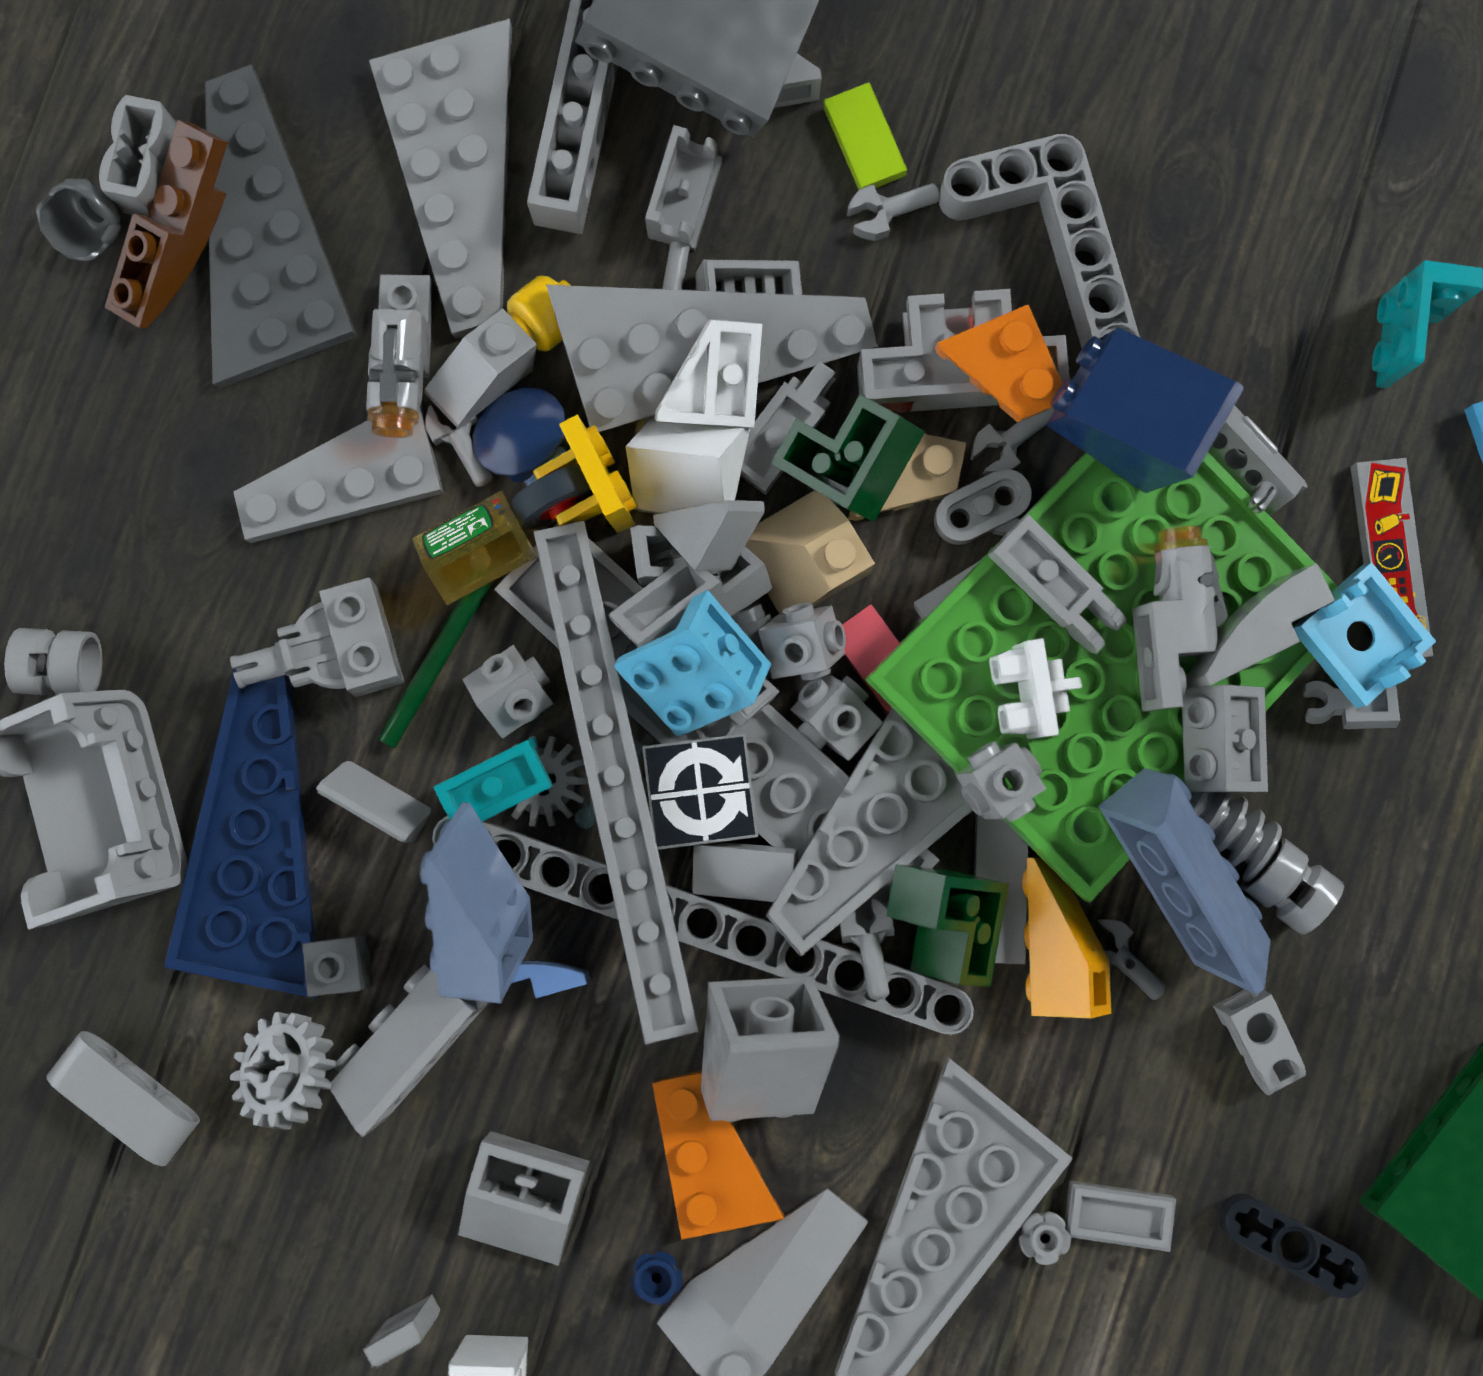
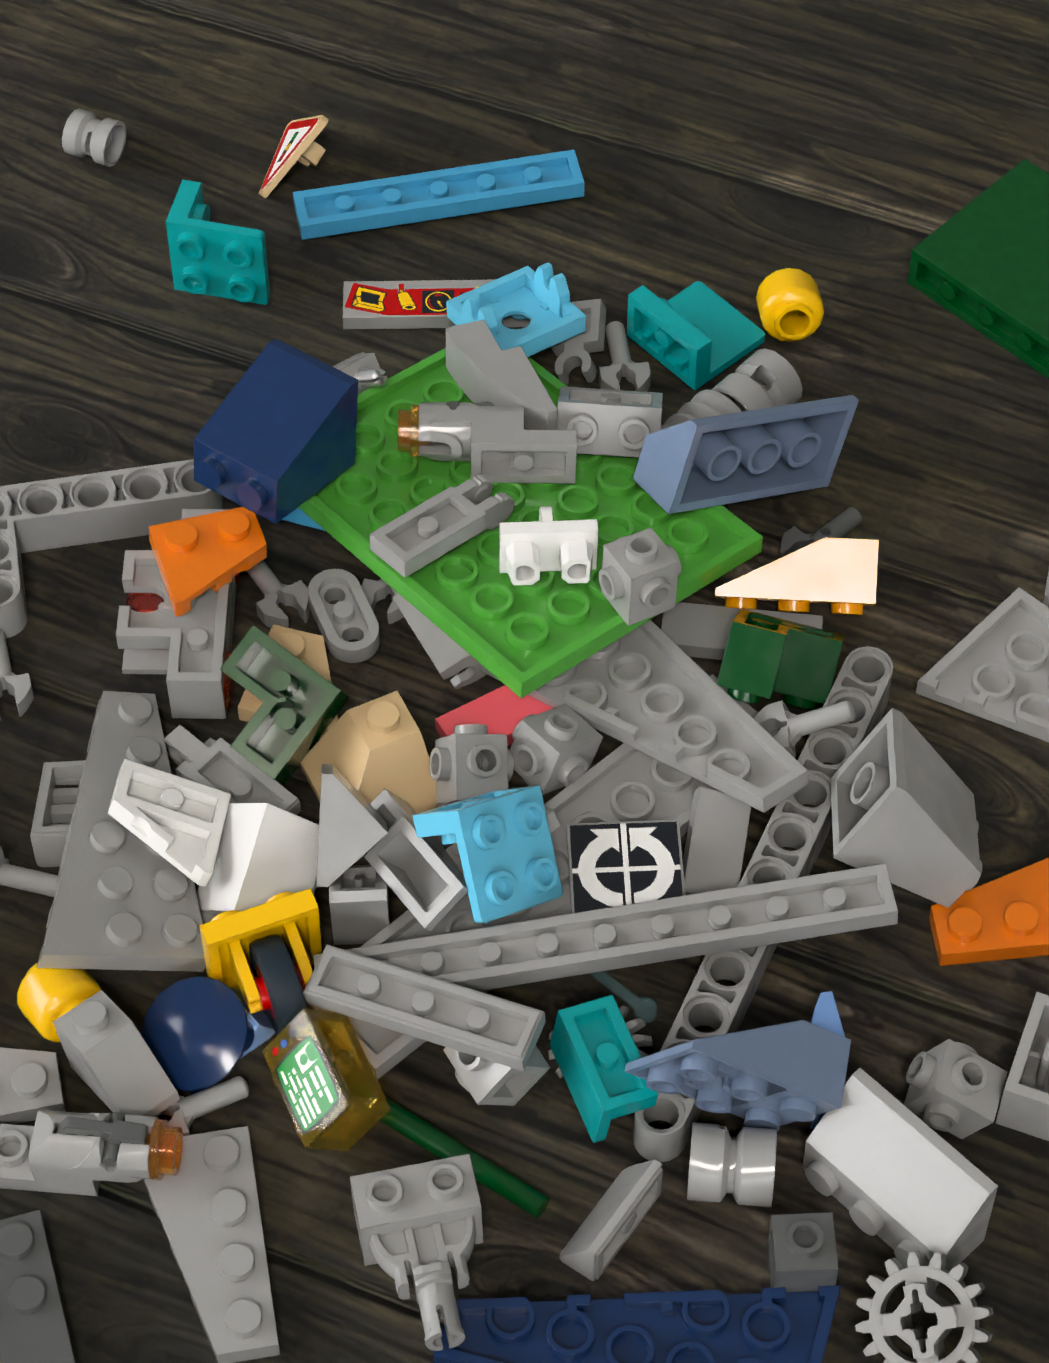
camera: 85 degrees left, 30 degrees down
(407, 915) = (732, 1165): none -> light grey wheel
(504, 1095) = (954, 1088): none -> light grey brick
(525, 622) = (425, 1007): none -> light grey tile
(1262, 1039) = (900, 433): light grey leg -> none
(1332, 749) = (622, 365): none -> light grey bar
(1378, 820) = (691, 332): none -> teal bracket
(1423, 918) = (789, 304): none -> yellow head

